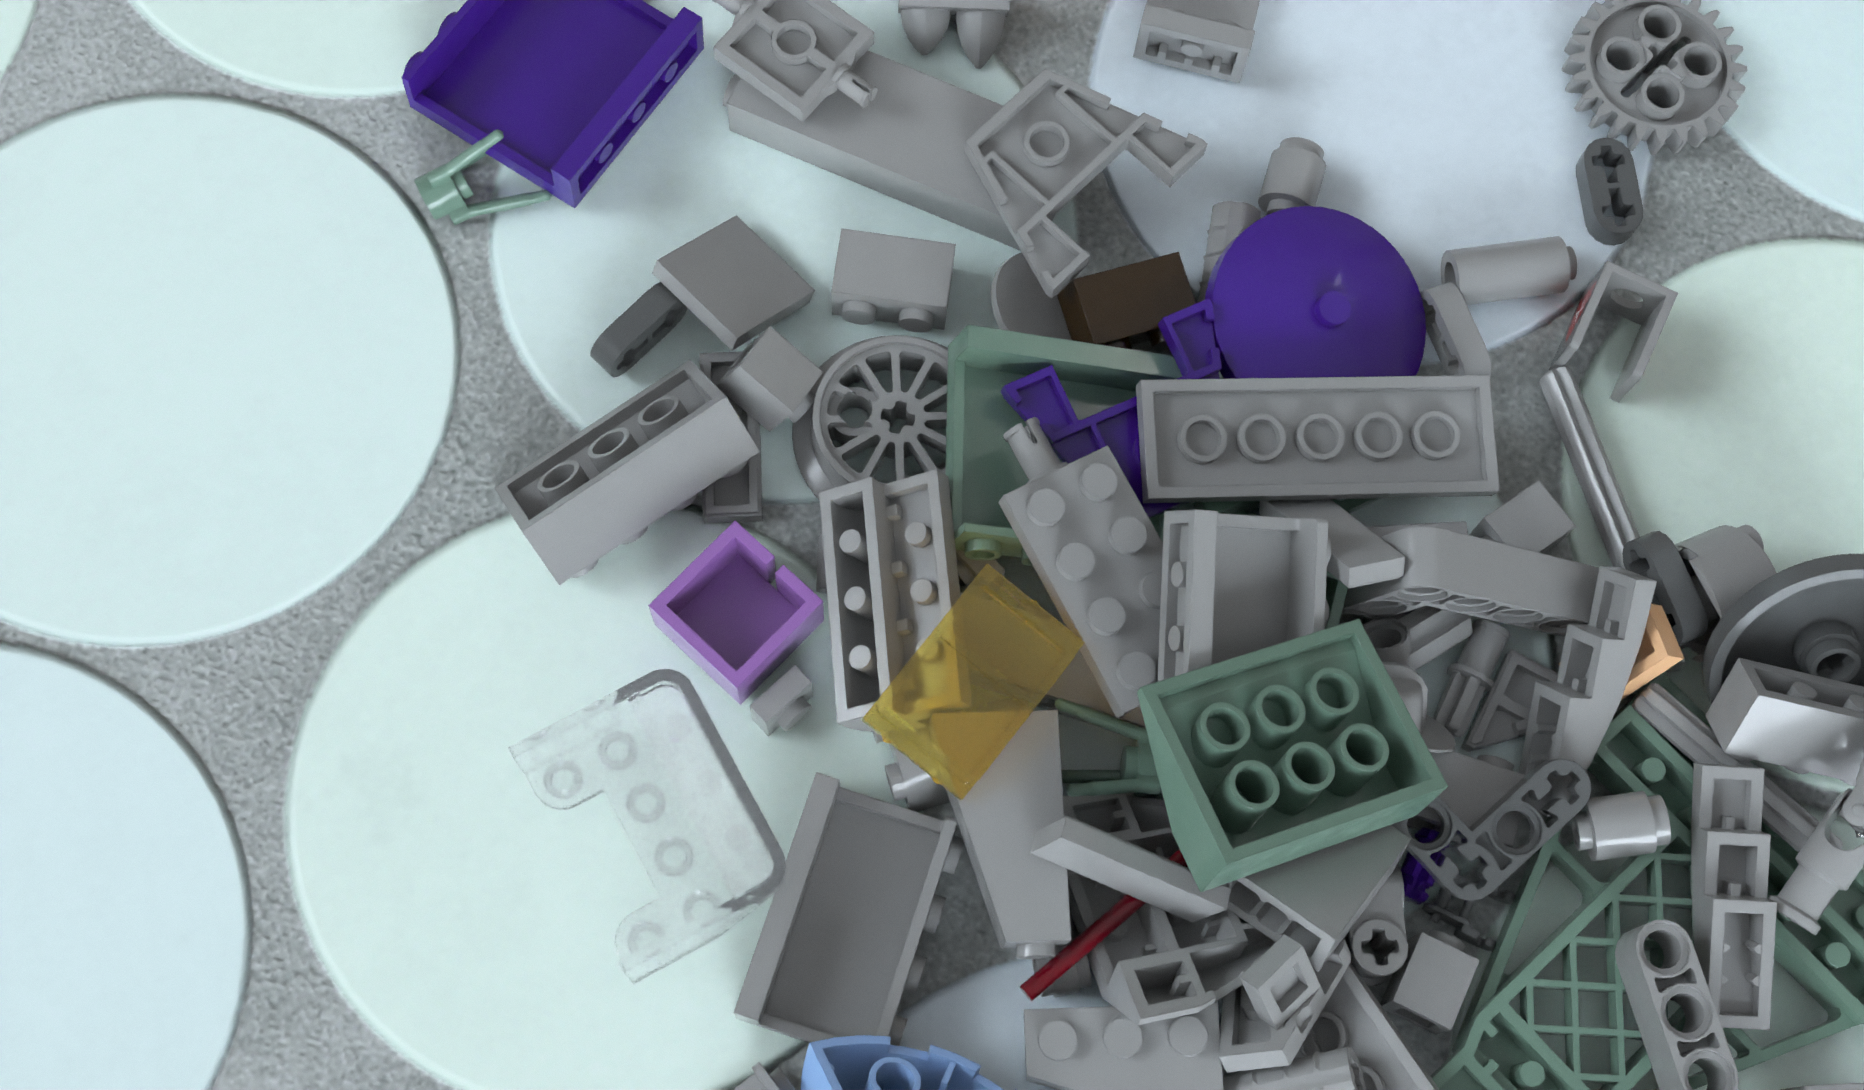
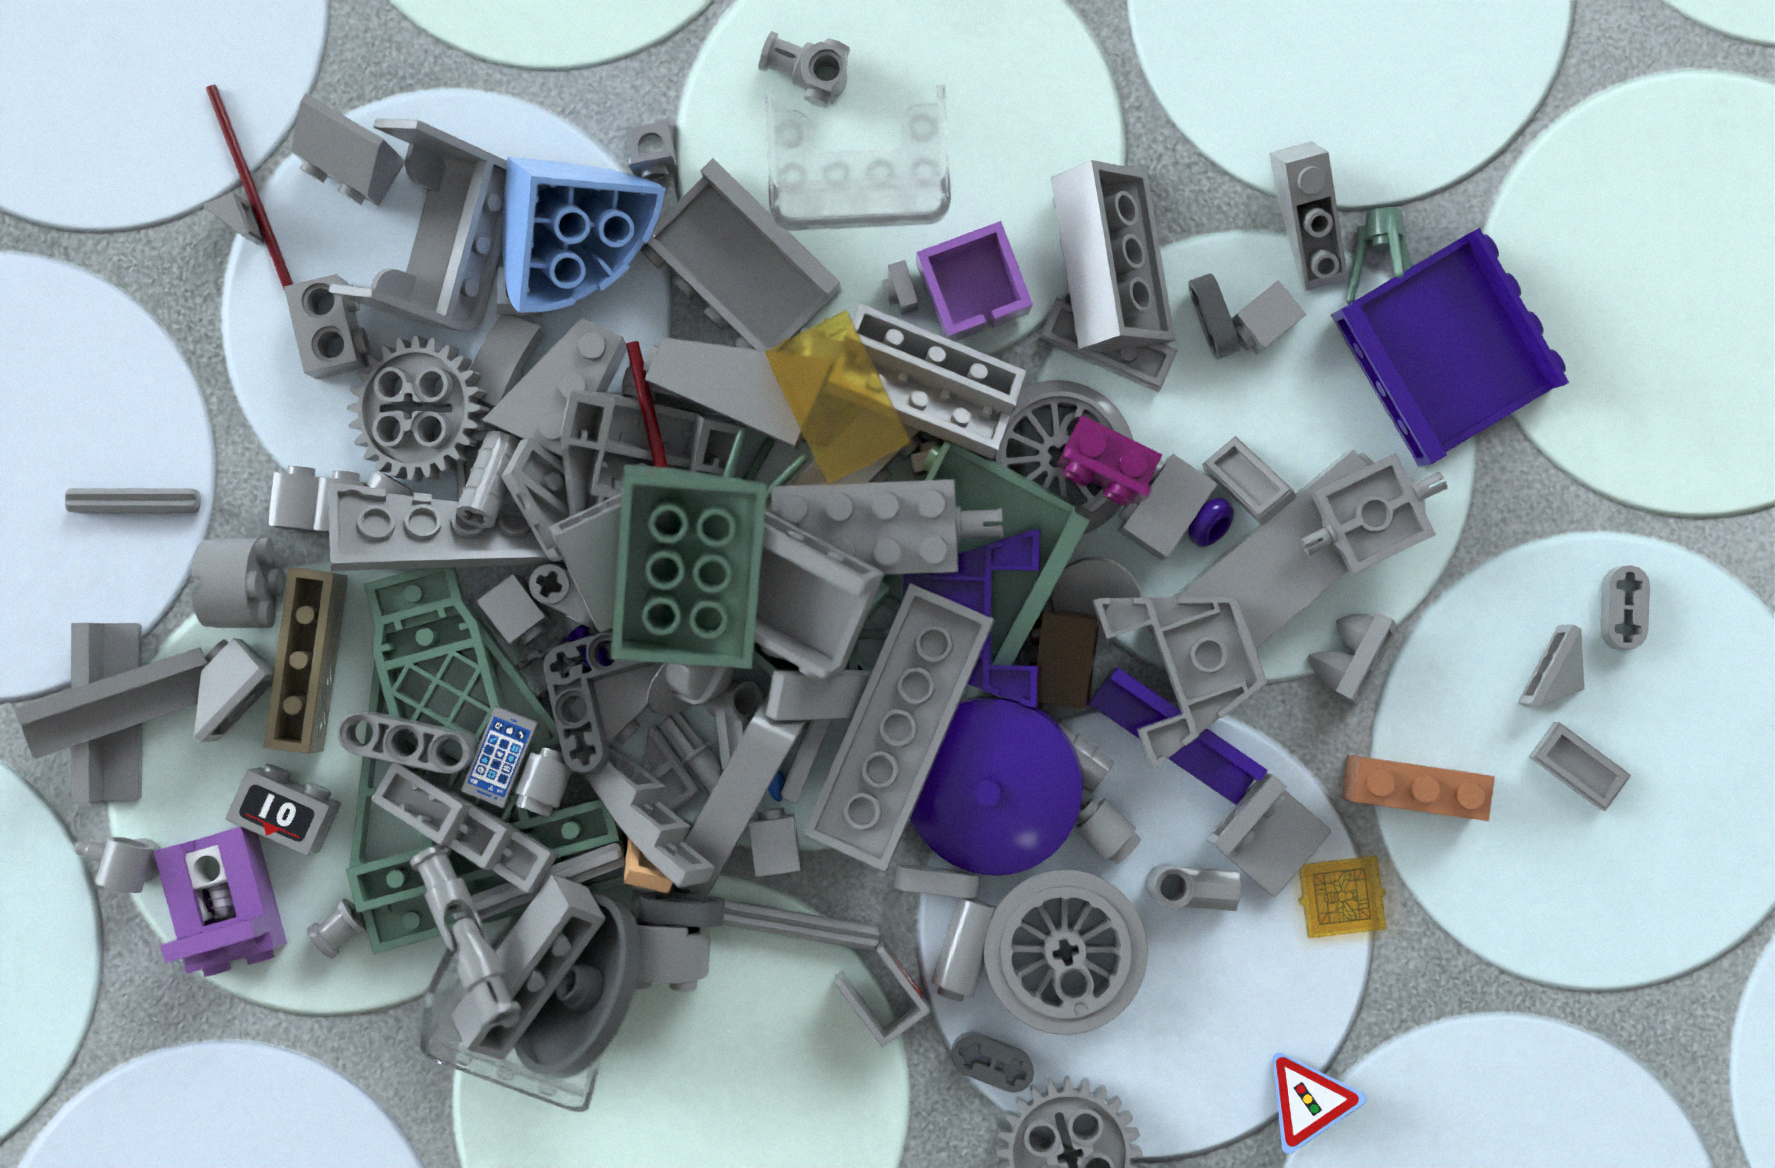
camera: 120 degrees right, 15 degrees up
(459, 279) = (1310, 213): none -> light grey slope
(550, 961) = (803, 64): none -> light grey connector
(612, 267) = (1266, 318): none -> light grey brick
(733, 282) = (1216, 394): light grey tile -> none
(771, 380) = (1128, 383): light grey brick -> none
(817, 203) = (1249, 480): none -> light grey tile
(883, 222) = (1211, 522): none -> dark purple piece
(884, 348) = (1110, 461): none -> magenta bracket
(1127, 869) = (675, 428): light grey tile -> none
(1139, 196) = (1205, 758): none -> dark purple fence
(1280, 981) = (552, 495): light grey plate -> none
(1300, 66) = (1197, 887): none -> light grey piece
(1485, 110) = (1077, 1011): none -> light grey piece
(1621, 894) = (500, 756): none -> tile

